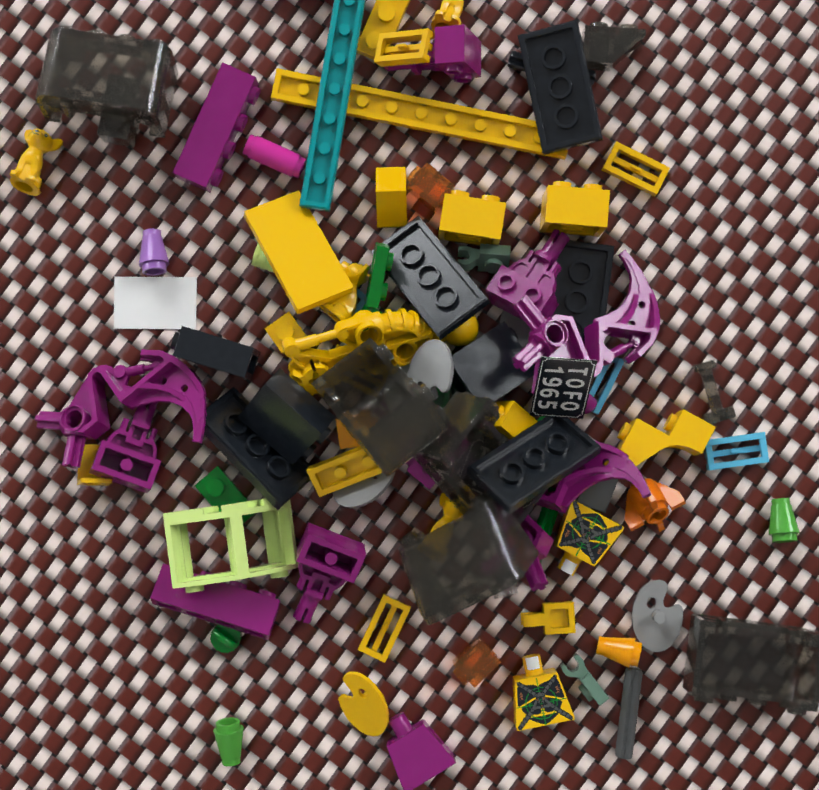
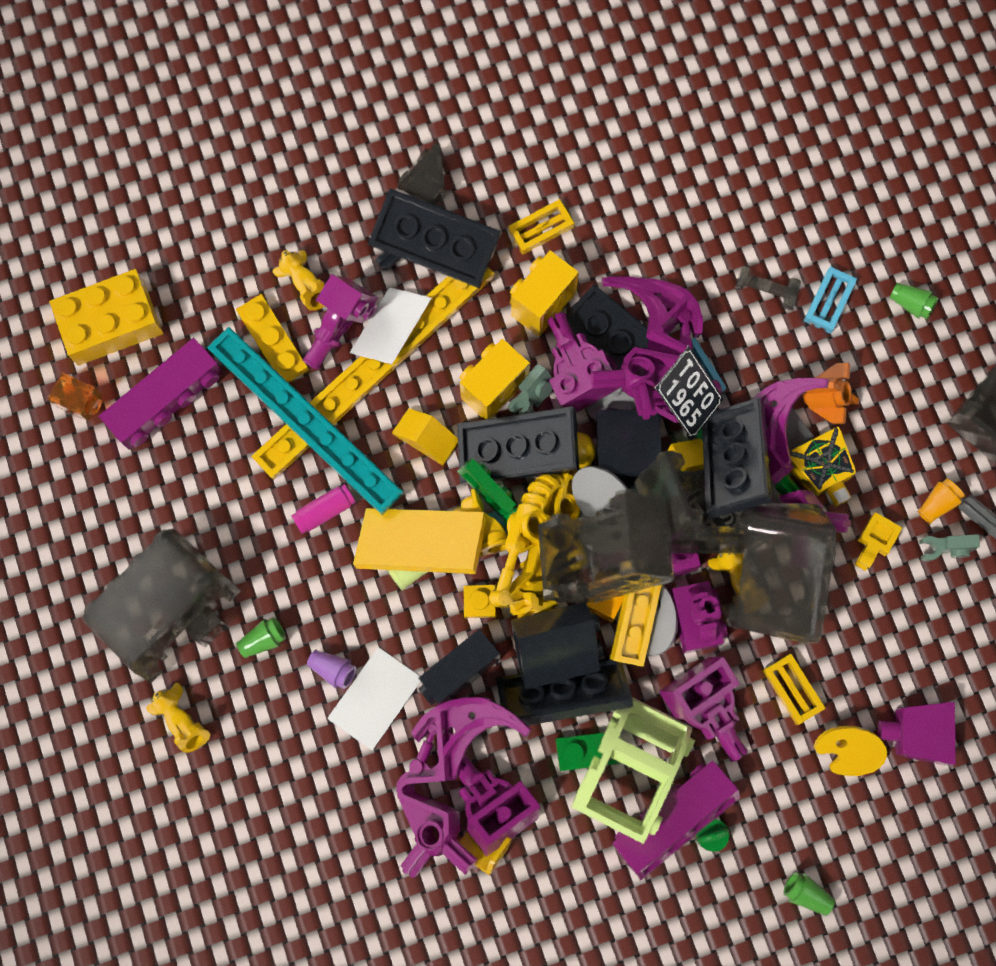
camera: 55 degrees left, 10 degrees down
(140, 181) = (263, 637): none -> bright green cone
(217, 127) = (264, 541): magenta brick -> none
(389, 515) = (699, 617): none -> magenta brick
(402, 53) = (301, 360): yellow tile -> none
(429, 186) = (440, 397): clear orange brick -> none
(462, 103) = (390, 325): none -> white sticker
(475, 662) = (874, 629): clear orange brick -> none
(539, 696) = (938, 595): torso -> none
(658, 625) = (937, 456): light grey piece -> none
(682, 429) = (786, 329): yellow arch -> none

